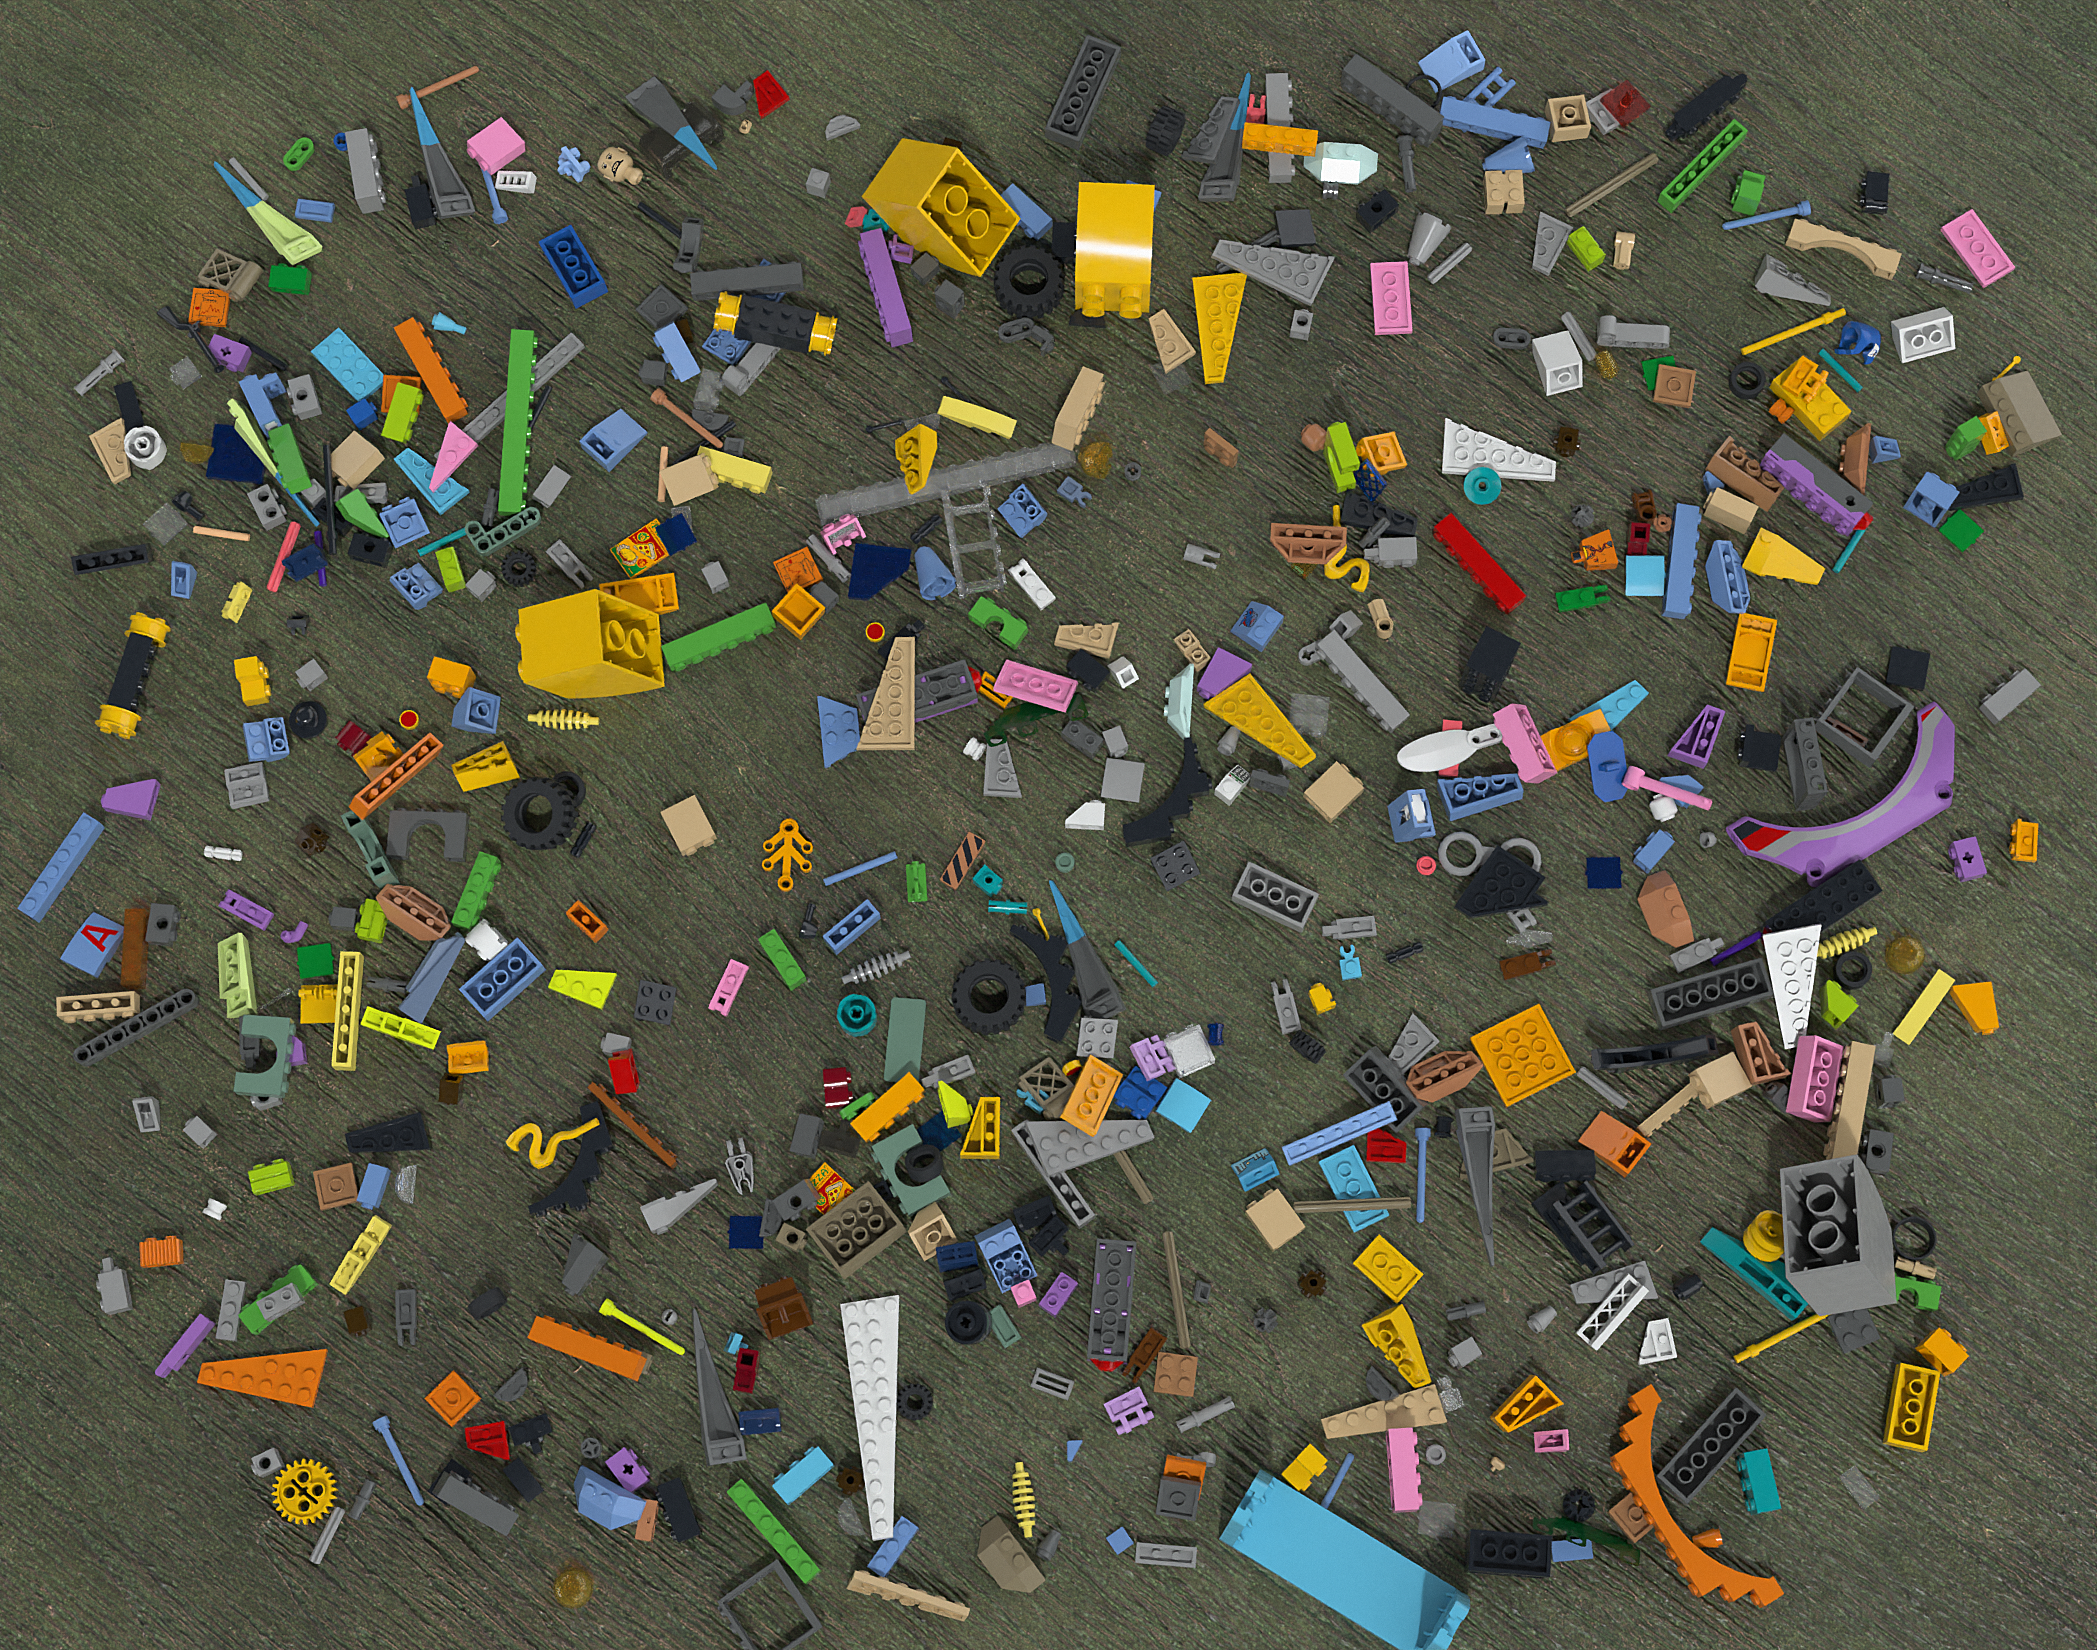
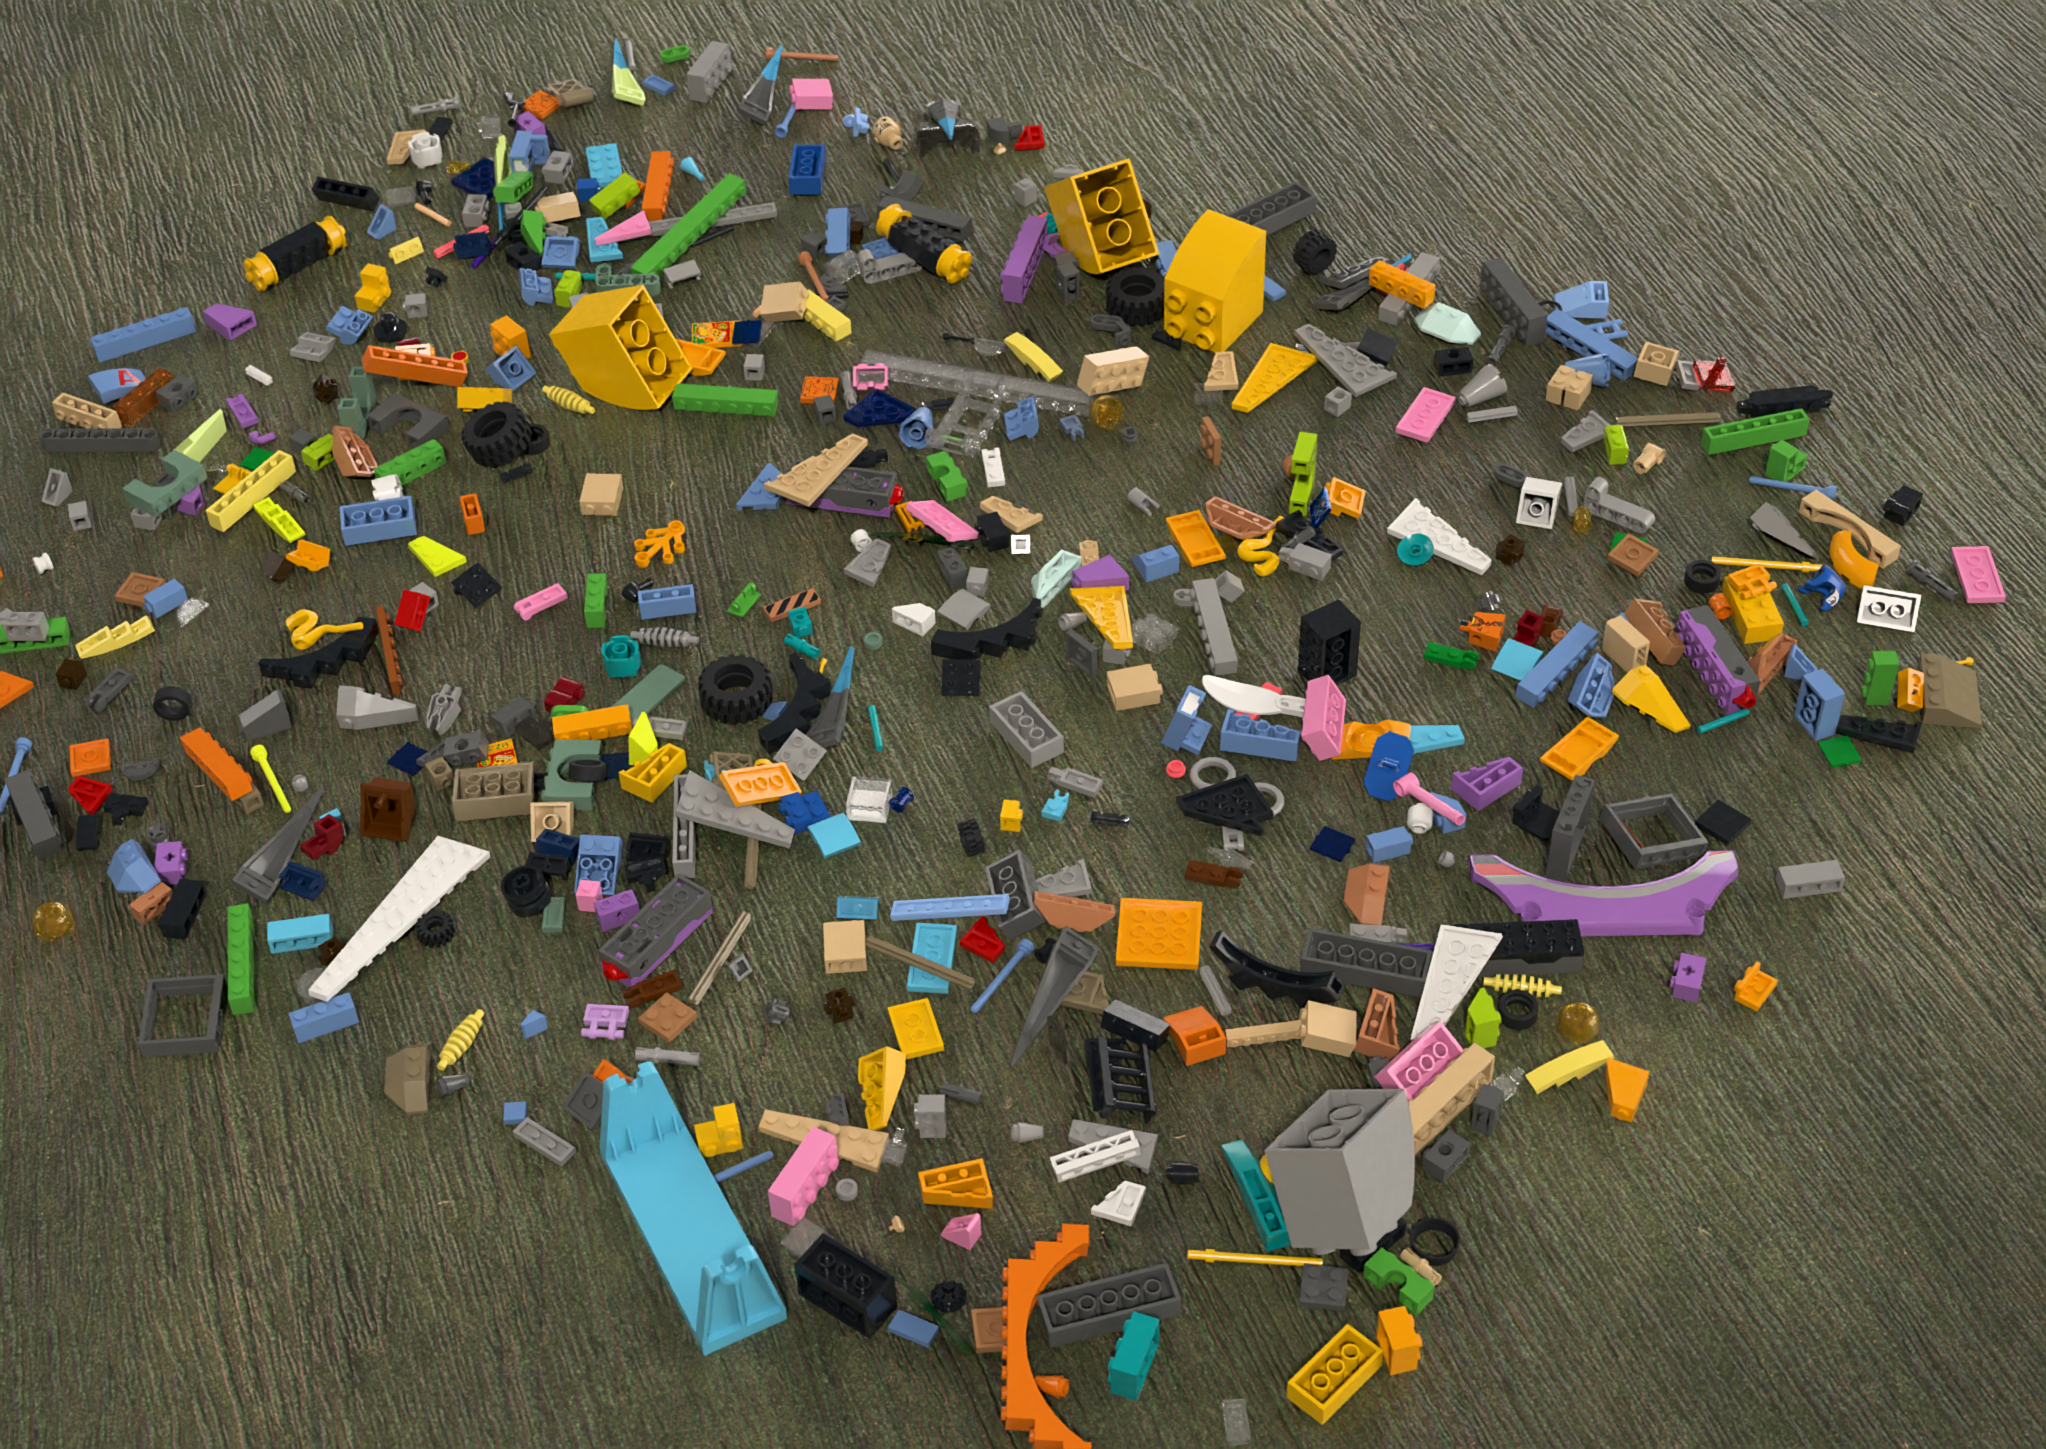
camera: 30 degrees right, 30 degrees down
(271, 1177) = (100, 563): lime brick -> none
(290, 279) = (606, 107): green brick -> none
(396, 1135) = (210, 579): black wing -> none
(420, 204) = (729, 105): black hinge -> none
(430, 976) = (328, 494): sand blue wedge -> none
(527, 184) = (811, 119): white slope -> none
(612, 439) = (748, 266): medium blue slope -> none
(798, 611) = (796, 405): light orange piece -> none
(860, 868) = (708, 576): medium blue bar -> none
(865, 1583) = (284, 1035): tan wing -> none
(916, 454) = (970, 354): yellow wedge -> none
(1068, 1390) = (566, 983): light grey tile -> none
(1148, 1059) = (829, 787): lavender plate -> none
(1232, 784) = (1049, 647): white slope -> none
(1277, 579) = (1194, 538): none -> light orange slope
(1286, 1009) = (977, 806): light grey hinge -> none
(1330, 190) = (1423, 336): flat silver wheel -> none
(1380, 617) = (1262, 597): tan piece -> none
(1478, 563) = (1374, 597): red brick -> none
(1861, 293) = (1849, 562): none -> light orange brick

